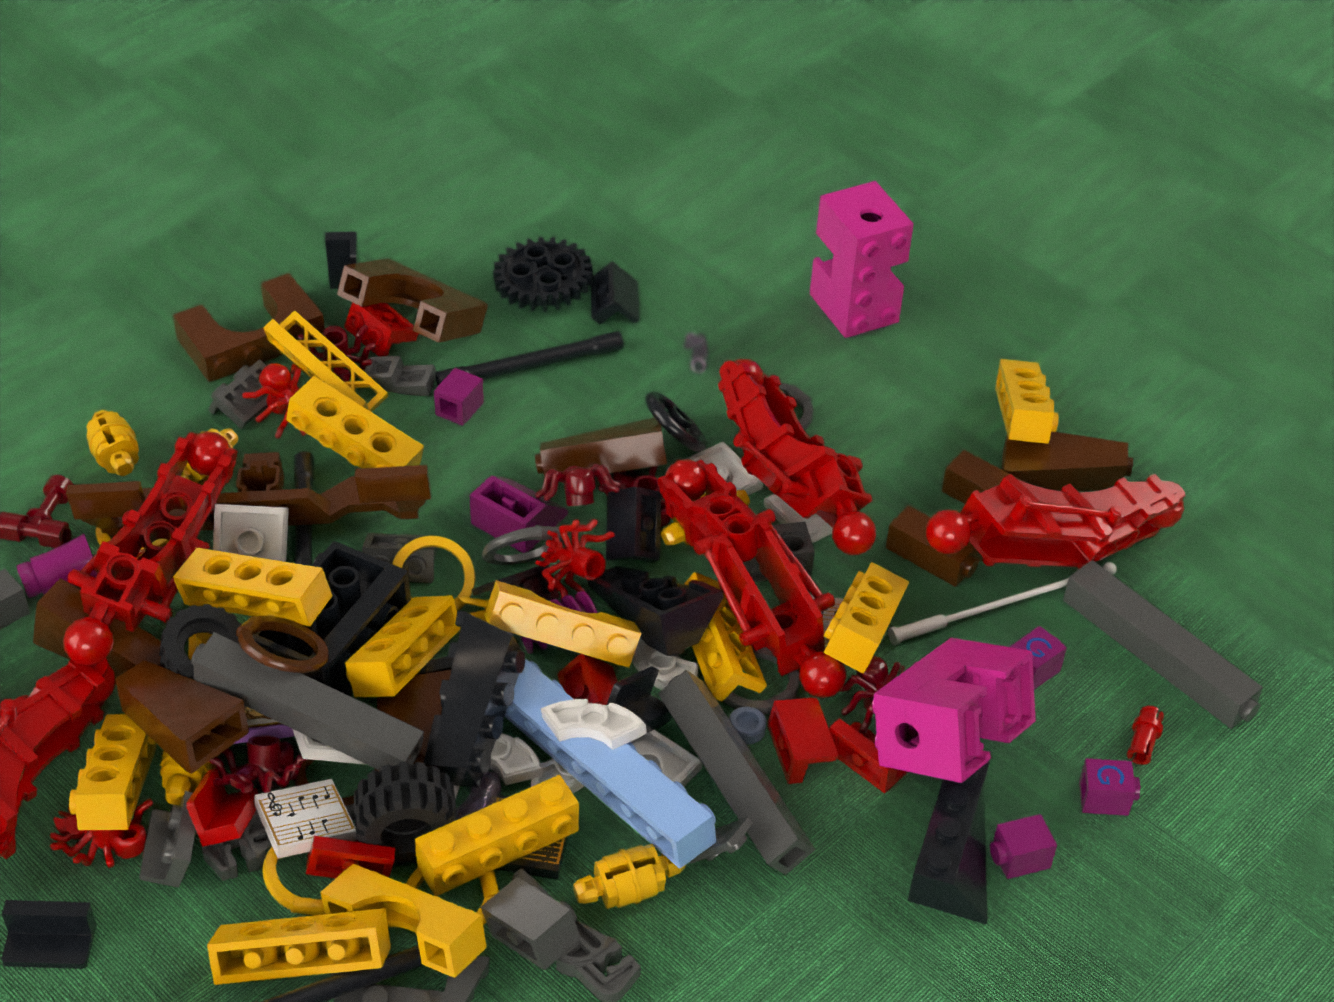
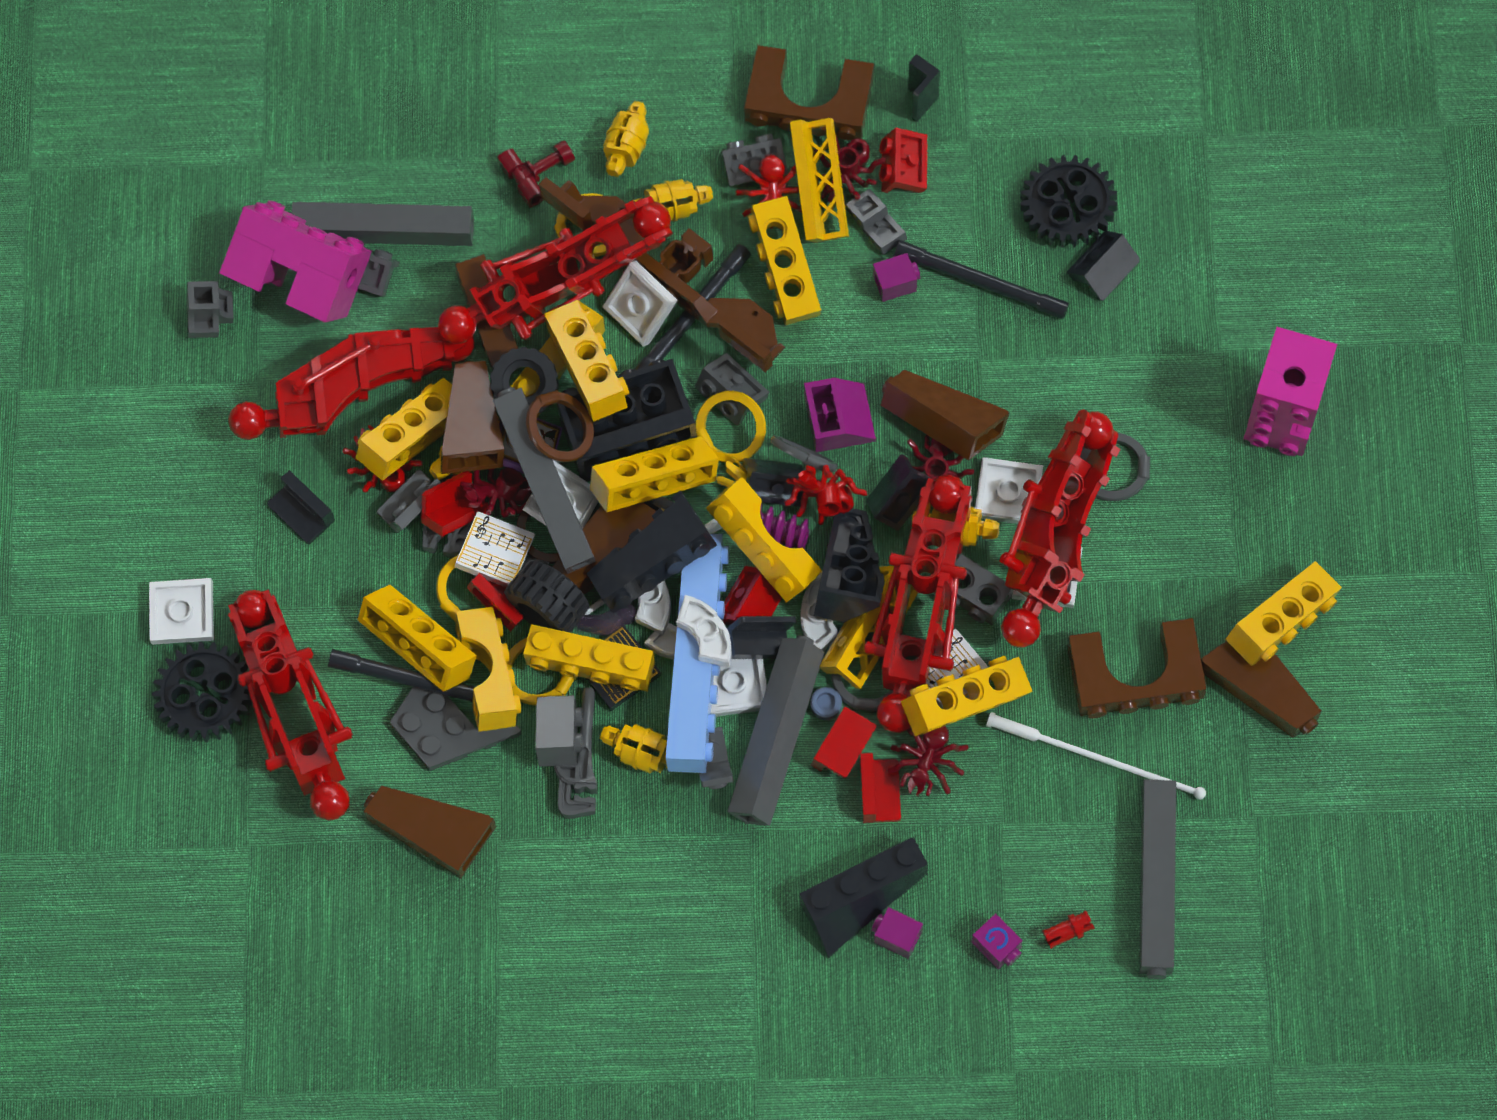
camera: 50 degrees right, 25 degrees up
(50, 566) = (510, 228): magenta plant -> none
(442, 310) = (946, 128): reddish brown arch -> none
(578, 483) = (879, 433): dark red animal -> none
(675, 421) = (1015, 426): black plate -> none
(699, 357) = (1107, 373): arm -> none
(948, 701) = (966, 804): dark pink piece -> none
(1046, 652) = (1060, 816): magenta brick -> none
(1056, 527) = (1155, 727): red piece -> none

